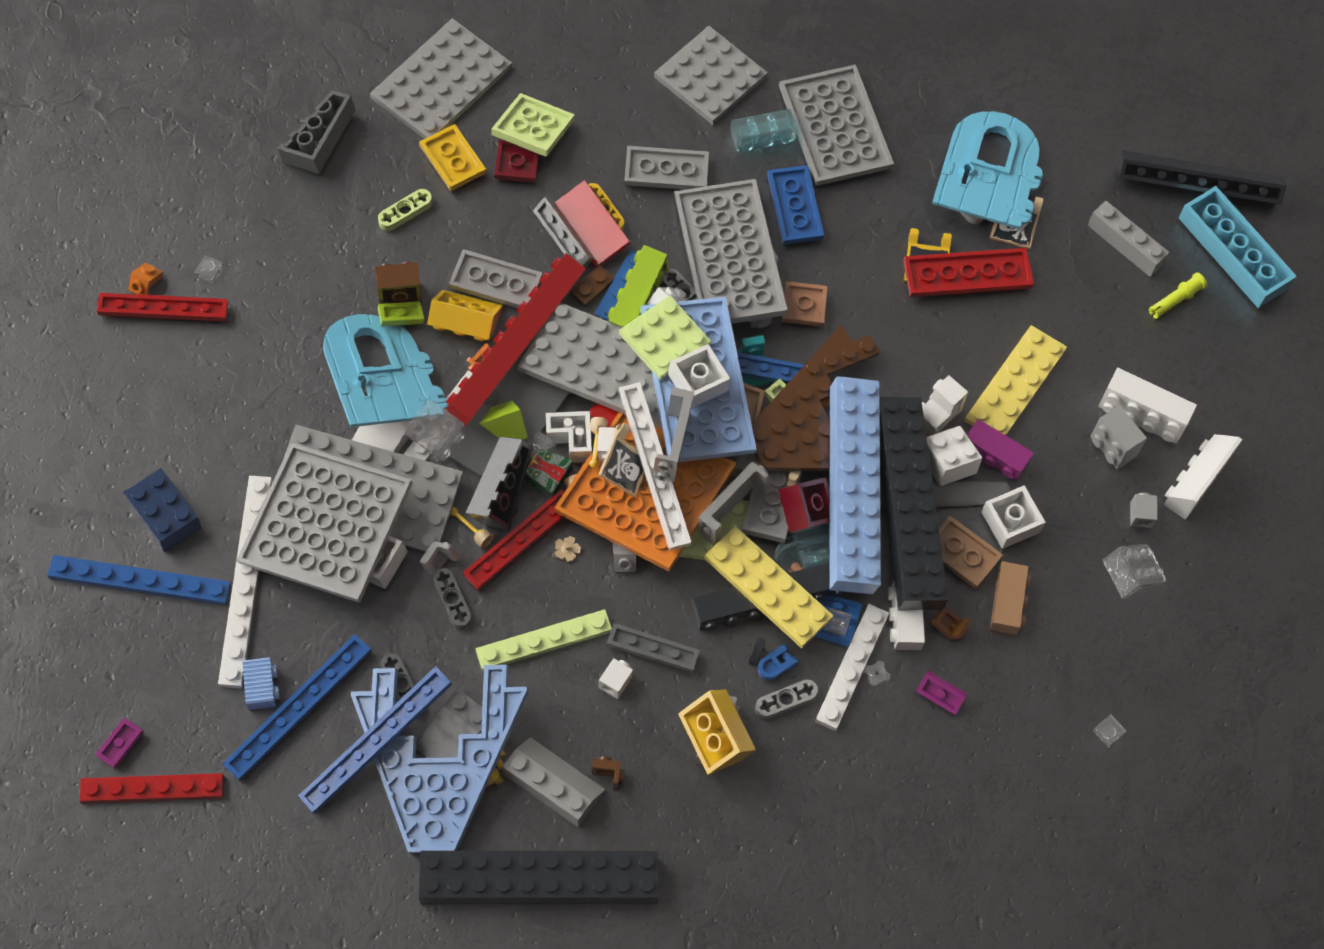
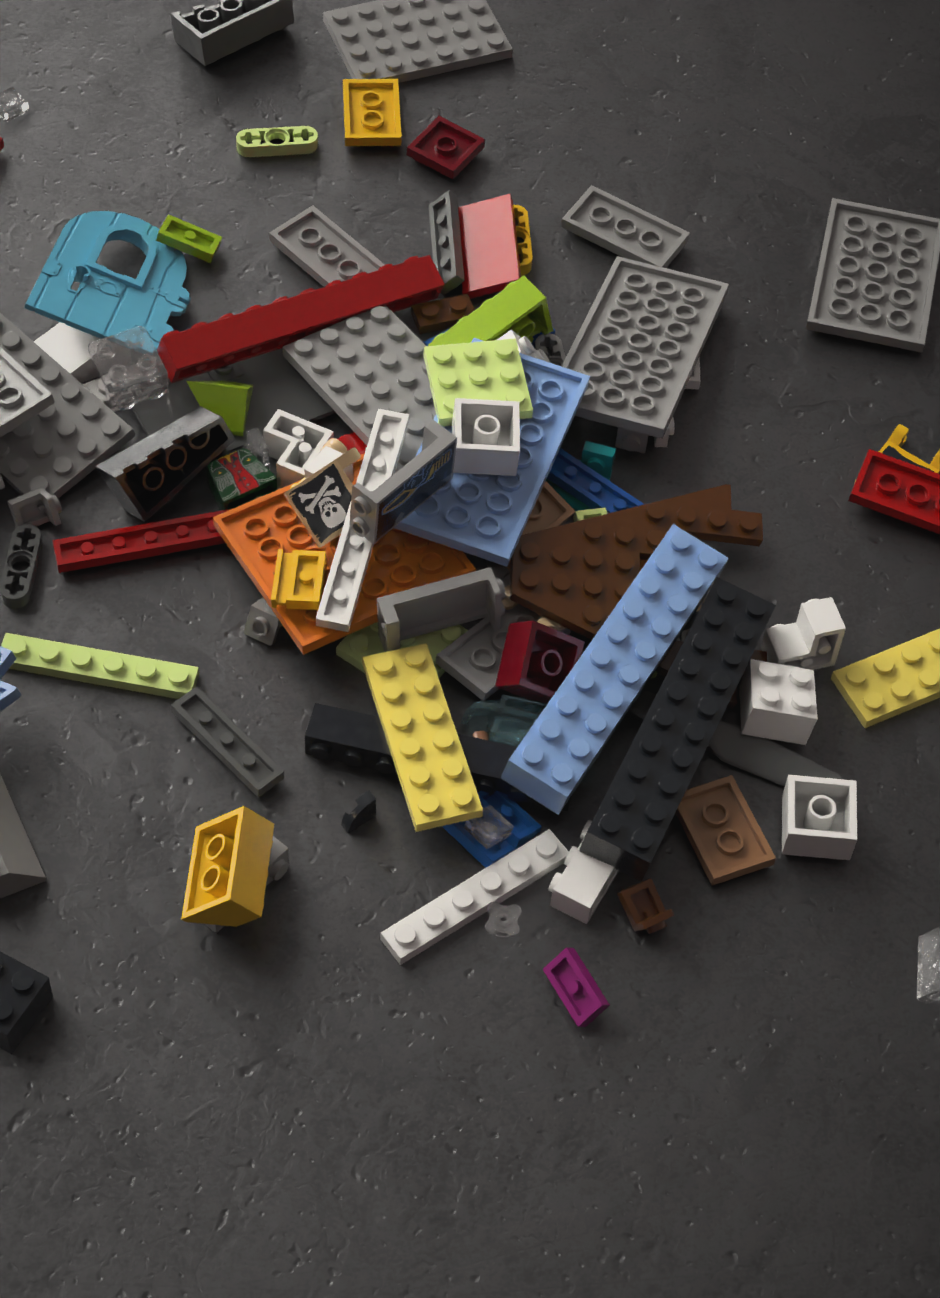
camera: 30 degrees right, 10 degrees down
(398, 283) = (206, 201): reddish brown brick -> none
(464, 315) = (259, 269): yellow slope -> none
(482, 536) = (105, 511): tan hinge -> none
(533, 124) = (490, 116): yellowish green plate -> none
(566, 549) = (203, 581): tan plant -> none
(607, 767) = (66, 851): reddish brown bracket -> none
(616, 678) = (153, 751): white brick -> none
(640, 525) = (299, 579): none -> yellow plate
(710, 75) = (751, 160): light grey plate -> none
(763, 130) = (776, 240): clear light blue brick -> none
(769, 666) = (362, 839): blue plate -> none
(769, 699) = (350, 878): light grey beam -> none
(795, 205) = (763, 336): blue plate -> none
(805, 303) = (700, 447): nougat plate -> none
(999, 450) = (853, 730): magenta brick -> none
(1010, 598) = (750, 917): medium nougat brick -> none
(1109, 730) = (788, 1160): clear plate -> none

